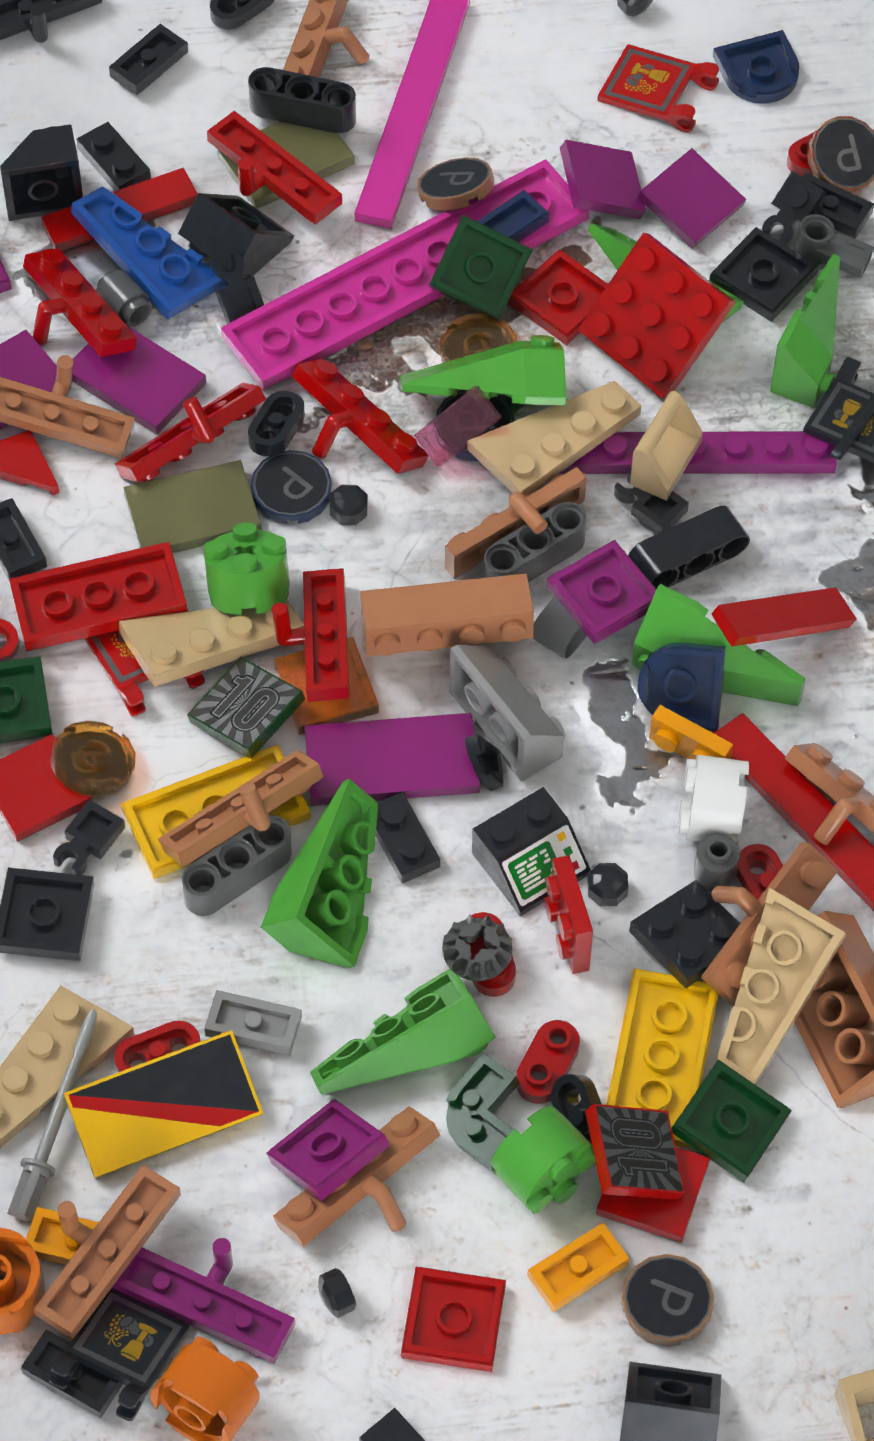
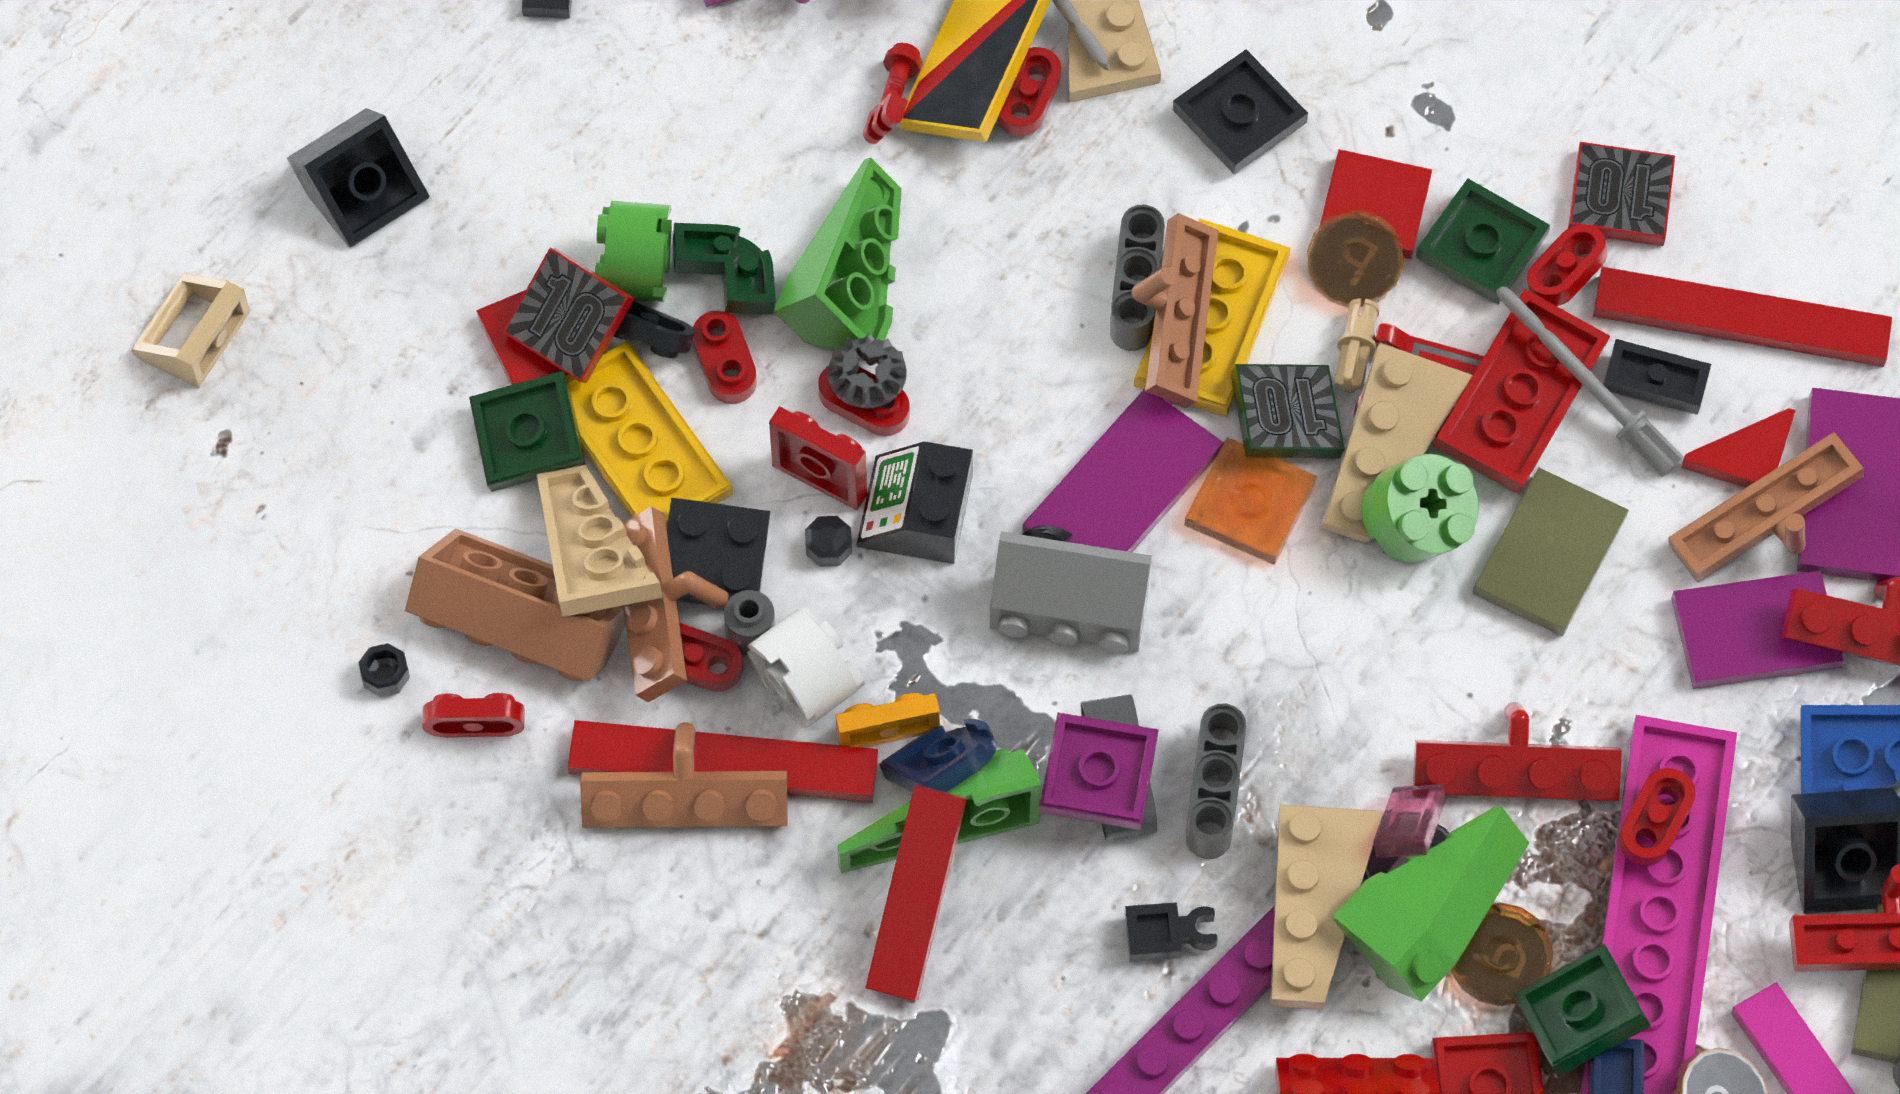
camera: 135 degrees right, 5 degrees up
(60, 525) = (1636, 429): none -> light grey piece
(89, 833) = (1281, 202): black plate -> none
(124, 297) = (1858, 682): dark grey brick -> none
(157, 709) = (1356, 345): none -> tan axle
(201, 426) = (1637, 611): red plate -> none
(239, 293) = (1762, 778): black plate -> none
(254, 1022) = (982, 176): light grey plate -> none
(271, 1116) = (902, 62): none -> red hinge
(276, 423) = (1578, 689): black plate -> none
(291, 487) = (1495, 651): black tile -> none
(308, 1217) = (771, 134): nougat plate -> none
(322, 314) = (1655, 820): none -> red plate
(322, 634) = (1295, 518): red plate -> none
(324, 890) = (1042, 317): bright green wedge -> none
(328, 1149) = (813, 127): magenta tile -> none
(336, 1292) = (696, 44): black tile -> none
(348, 504) = (1426, 680): black tile -> none
(404, 839) = (1039, 430): black plate -> none
(446, 615) = (1195, 606): nougat slope -> none
(453, 1319) = (593, 111): red tile -> none
(469, 548) = (1263, 772): nougat plate -> none
(578, 1267) = (534, 218): light orange plate -> none
(666, 448) = (1196, 964): tan tile -> none
(667, 1300) = (444, 261): black tile -> none
(690, 547) = (1083, 912): black beam -> none

